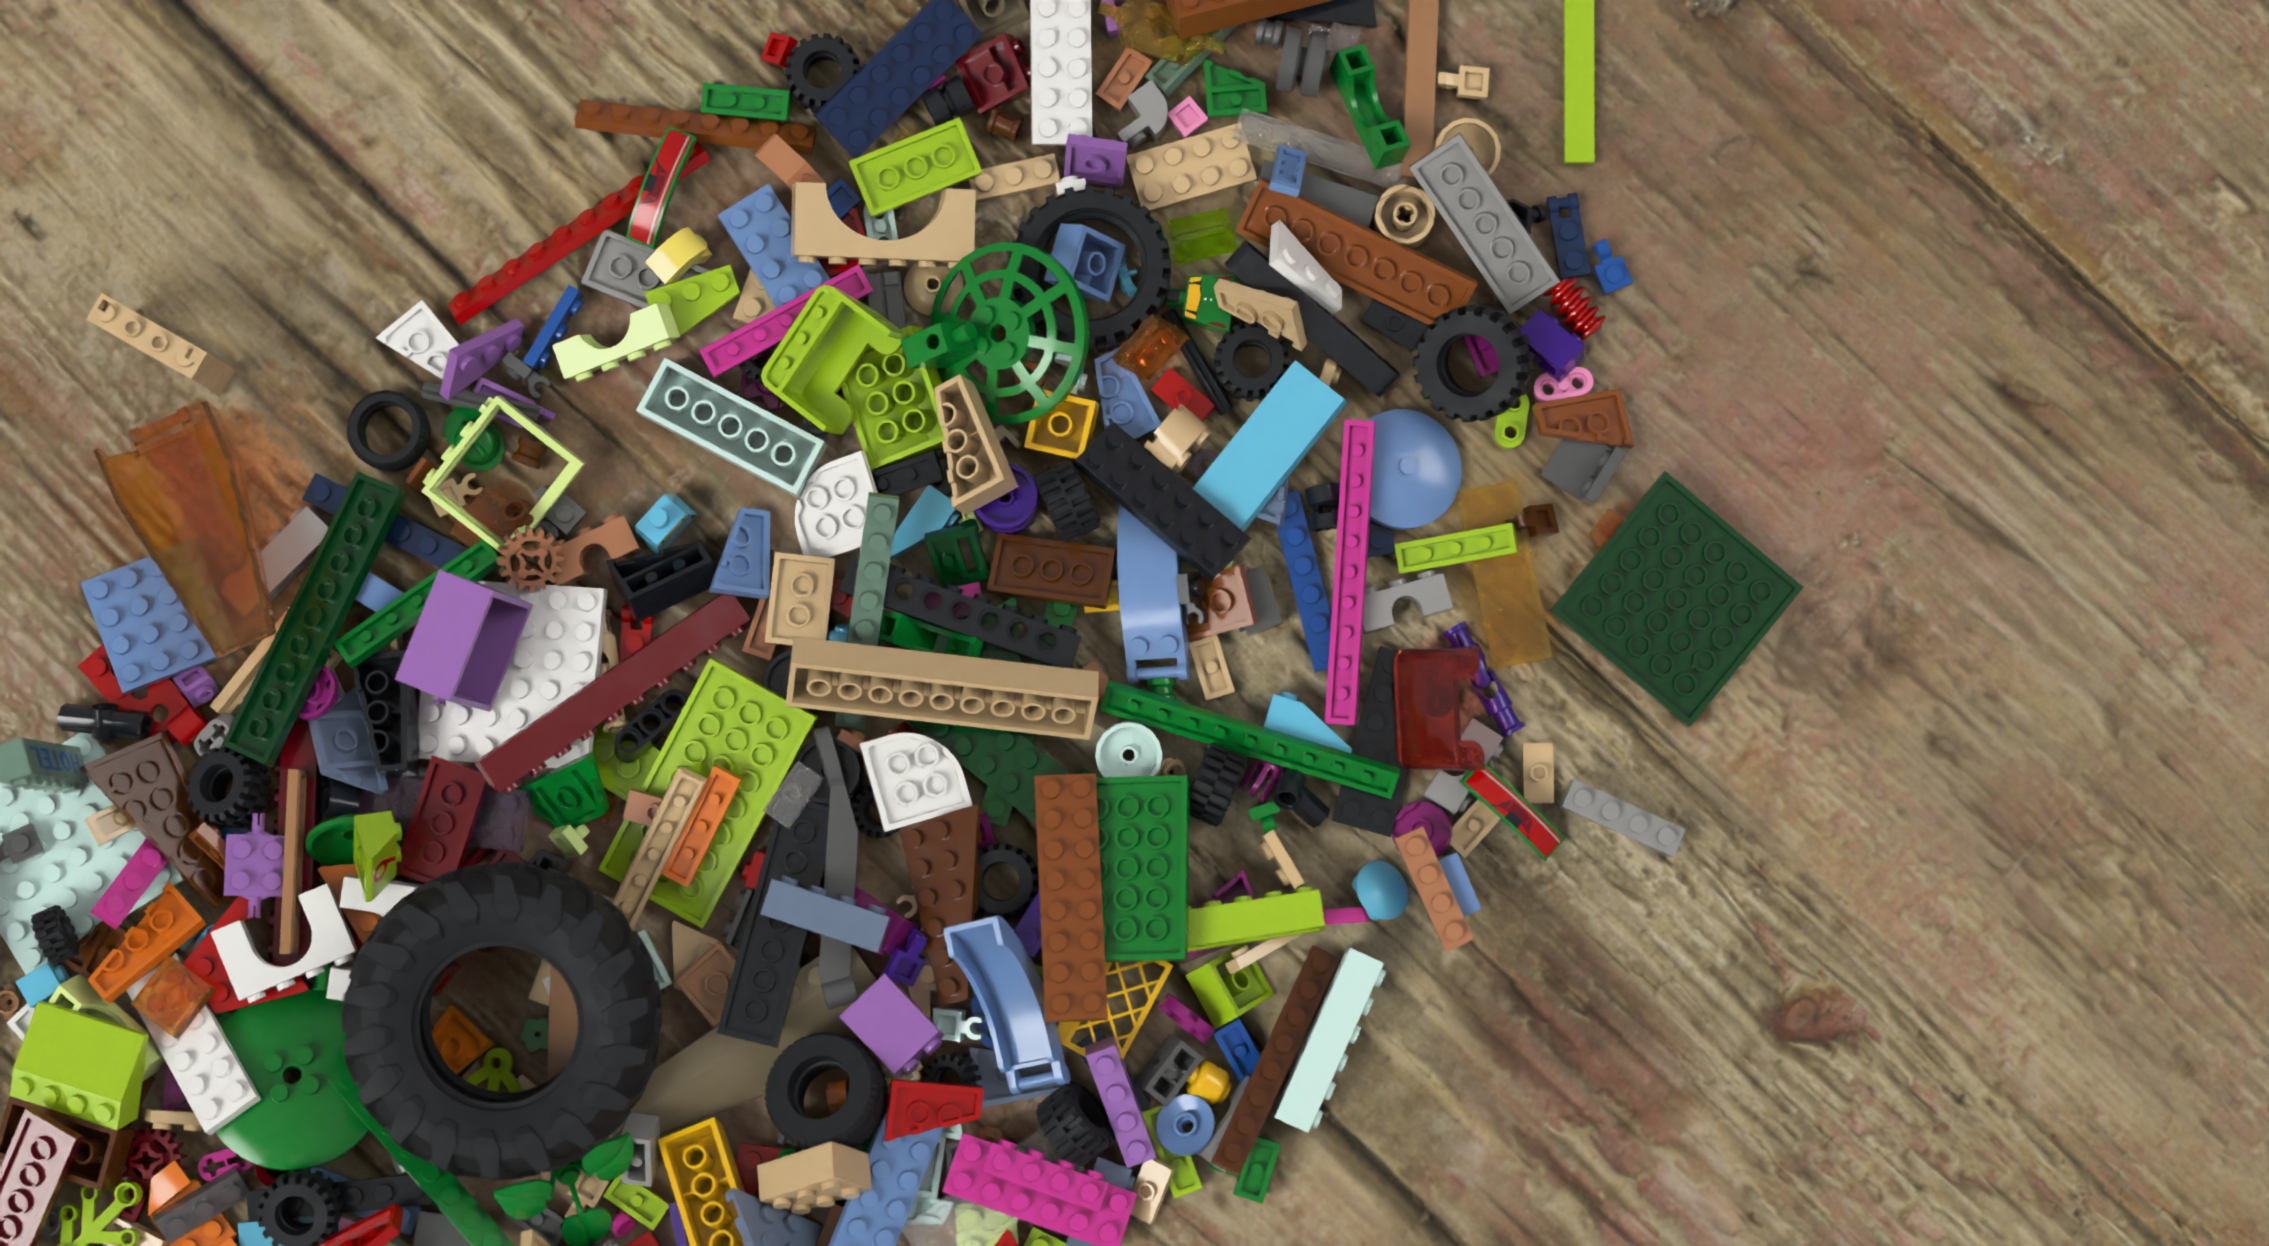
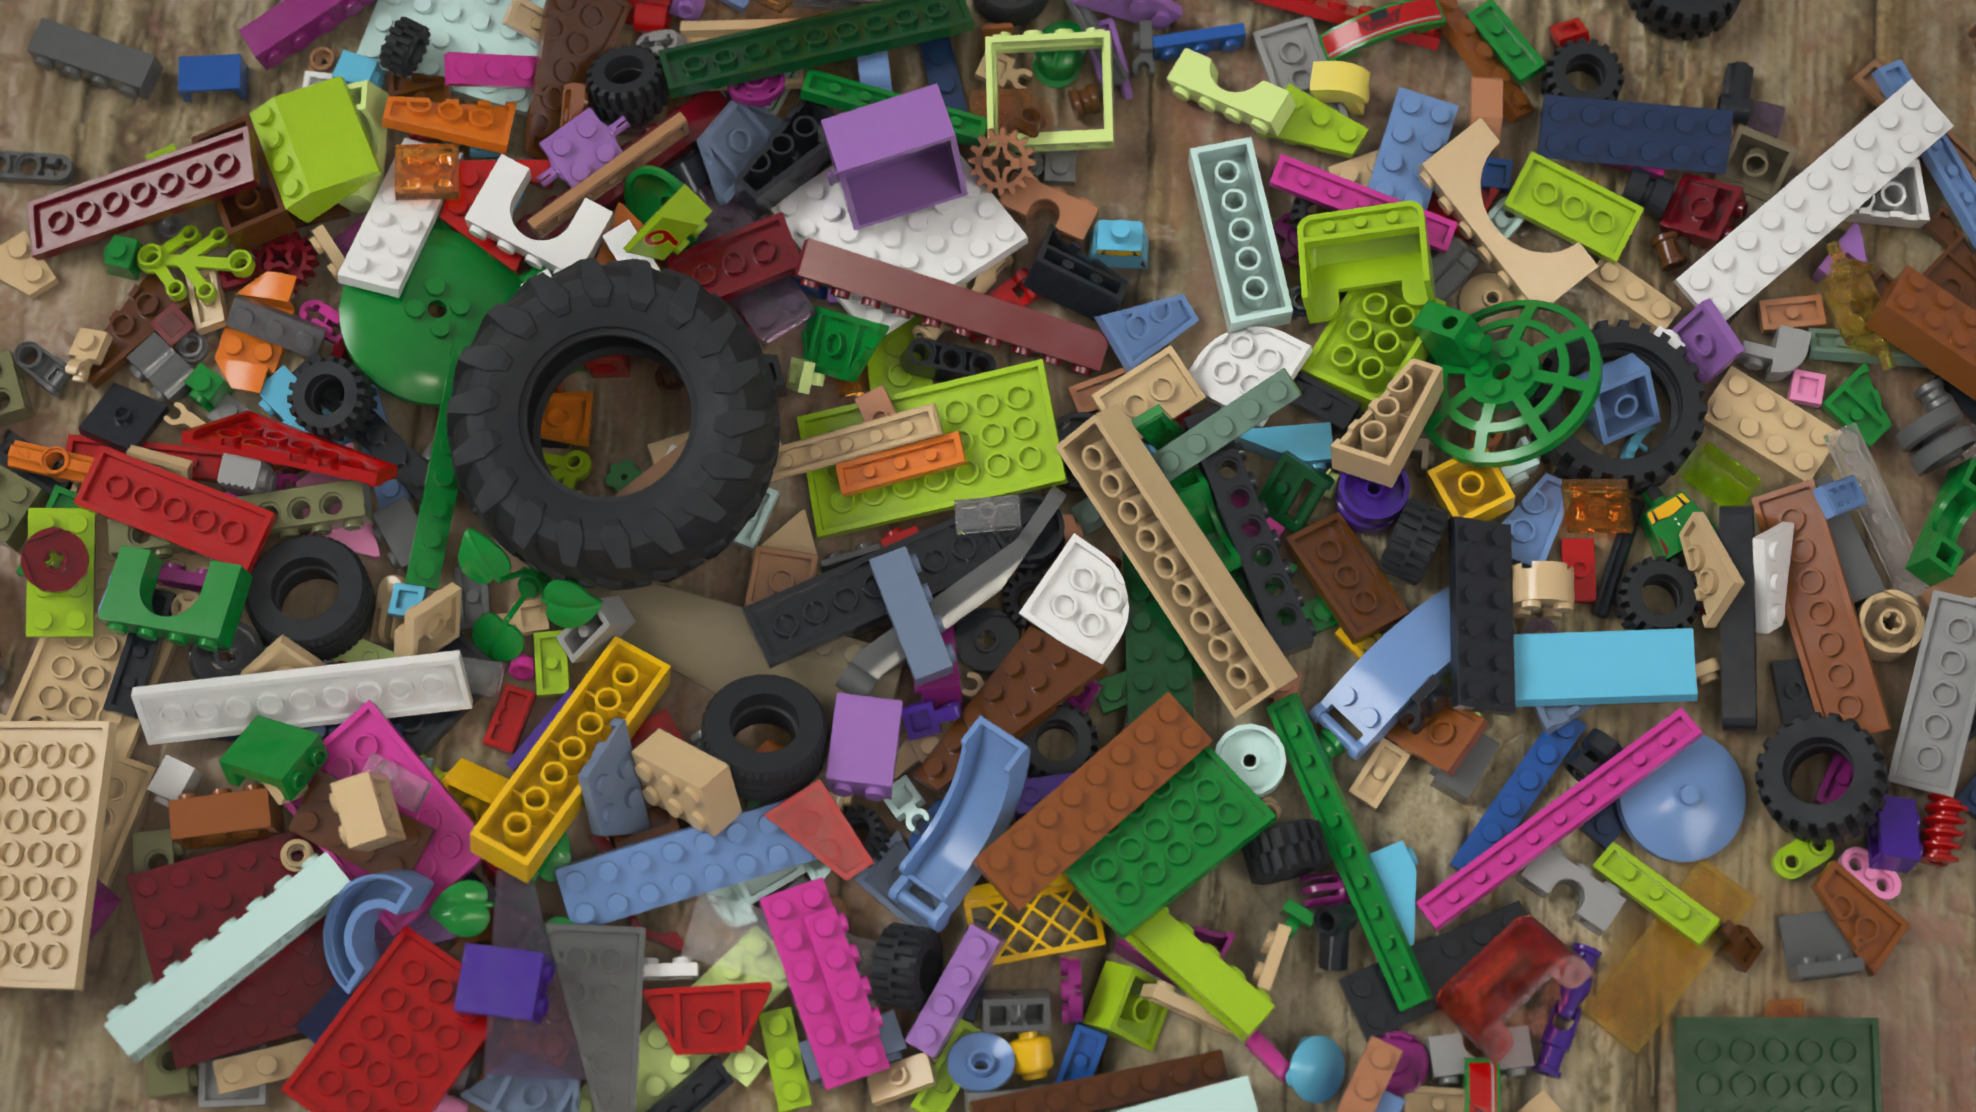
camera: 50 degrees right, 10 degrees down
(832, 614) = (1157, 427): none -> green plate
(882, 850) = (973, 627): none -> black plate

